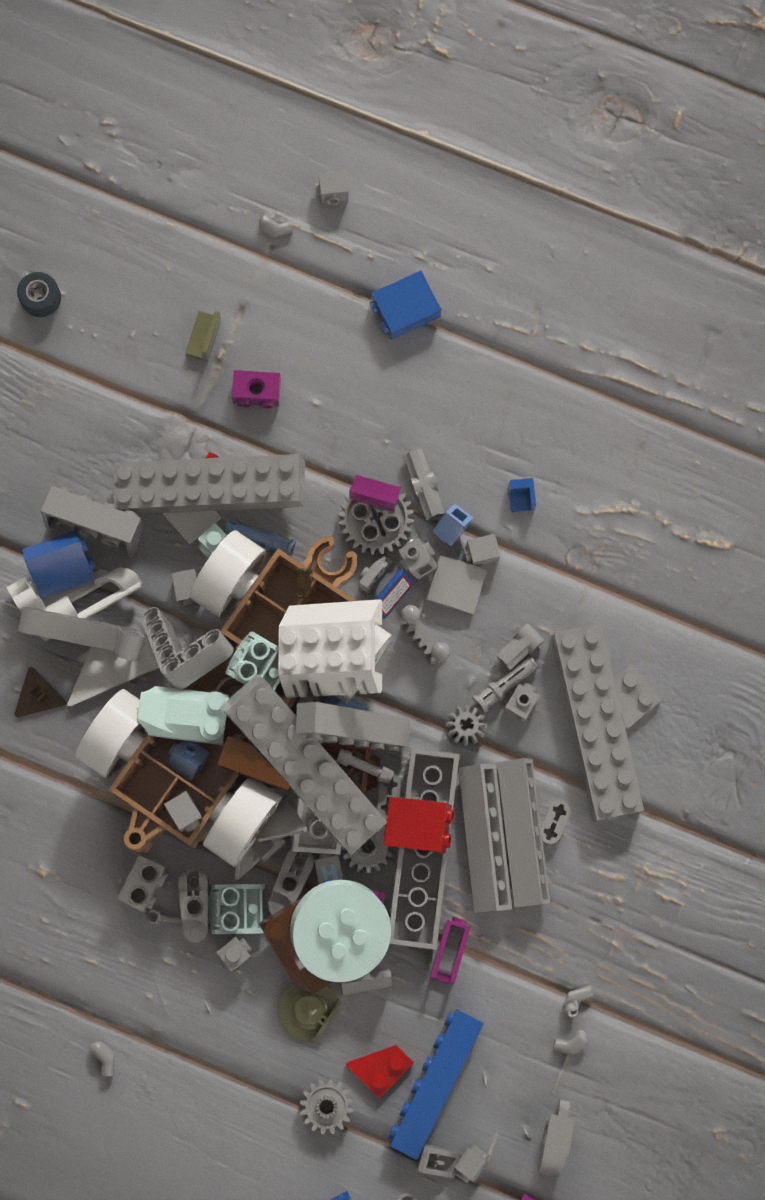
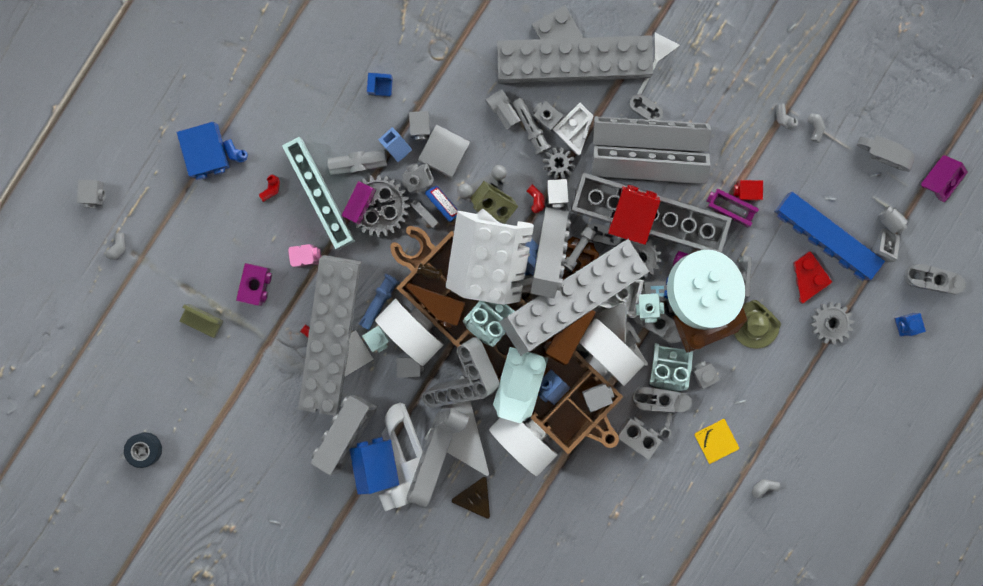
camera: 75 degrees left, 10 degrees up
(153, 986) = (716, 441): none -> yellow sticker
(264, 602) = (441, 306): none -> reddish brown slope
(300, 438) = (304, 256): none -> bright pink brick
(314, 865) = (647, 301): none -> light aqua brick
(375, 392) = (272, 188): none -> red arm
(377, 444) = (318, 193): none -> light aqua brick
(407, 655) = (495, 200): none -> olive brick
(408, 341) = (234, 154): none -> blue arm
(418, 709) = (538, 199): none -> red arm
(430, 730) = (557, 193): none -> white brick
(475, 969) = (749, 190): none -> red brick
(513, 738) = (574, 128): none -> white wing
(634, 830) = (662, 48): none -> white piece

